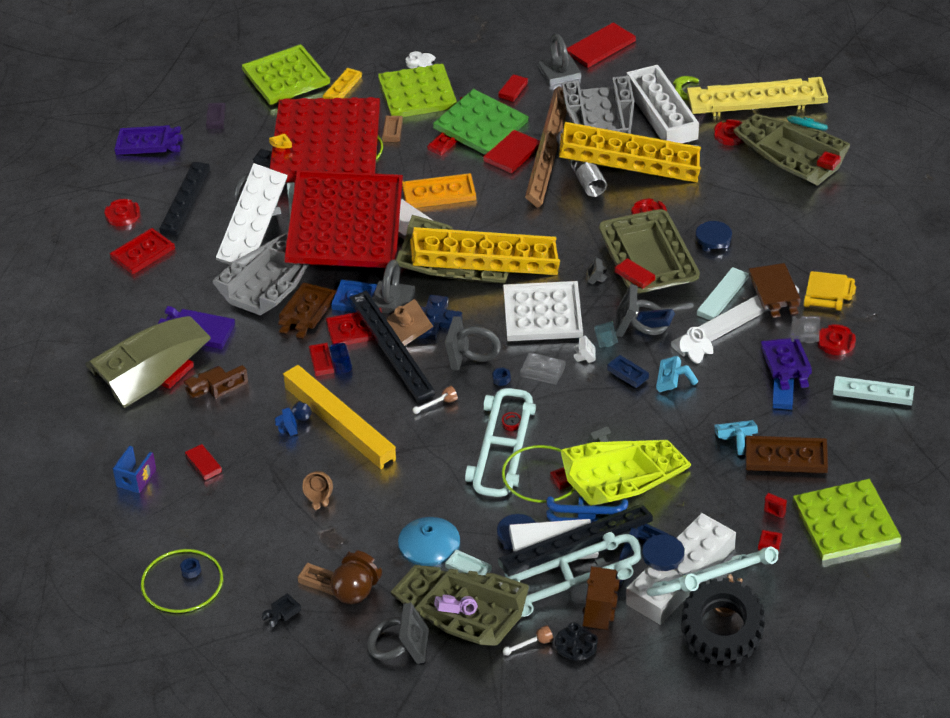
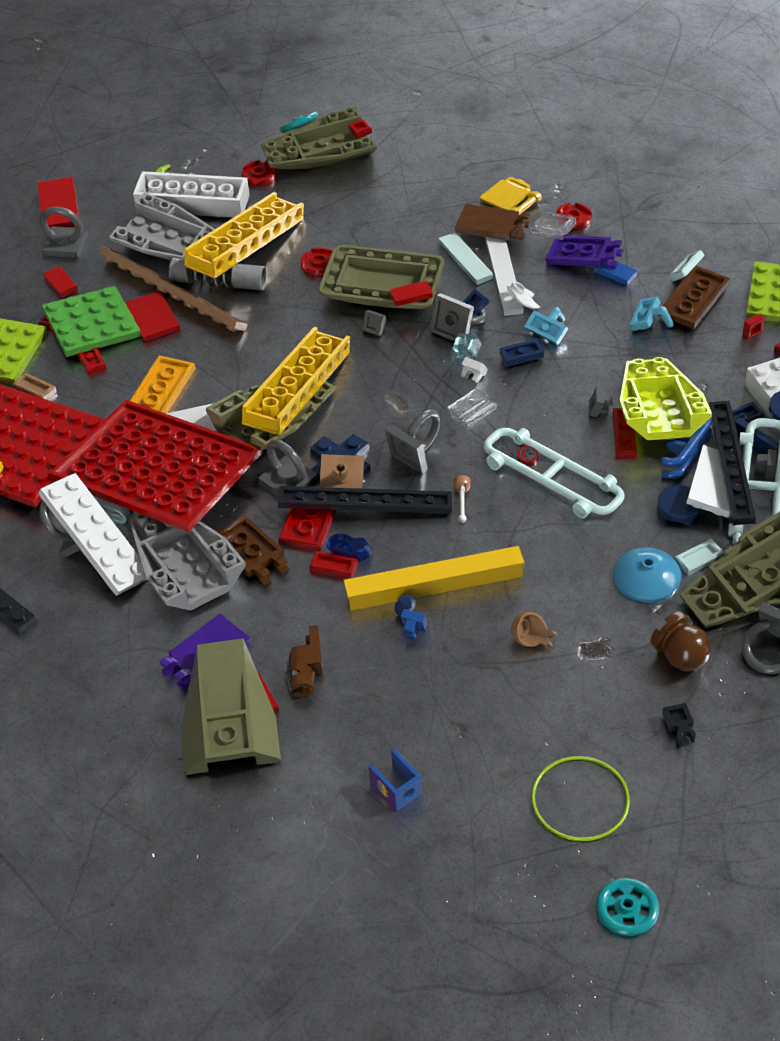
camera: 60 degrees left, 5 degrees up
(107, 649) = (615, 922): none -> teal plate
(142, 251) = (37, 659): red tile -> none
(190, 568) = (572, 781): dark blue tile -> none
(203, 462) = (417, 717): red tile -> none
(317, 582) = (653, 679): medium nougat tile -> none
(347, 289) = (260, 506): blue tile -> none
(449, 604) = (765, 578): lavender plate -> none
(501, 376) = (464, 439): dark blue tile -> none
(517, 494) = (616, 485): lime piece -> none
(542, 311) = (397, 378): white plate -> none
(713, 235) = (387, 233): dark blue tile -> none
(757, 95) = (233, 135): light yellow piece -> none
(823, 433) = (686, 265): none -> light aqua tile
(873, 390) = (653, 219): light aqua plate -> none

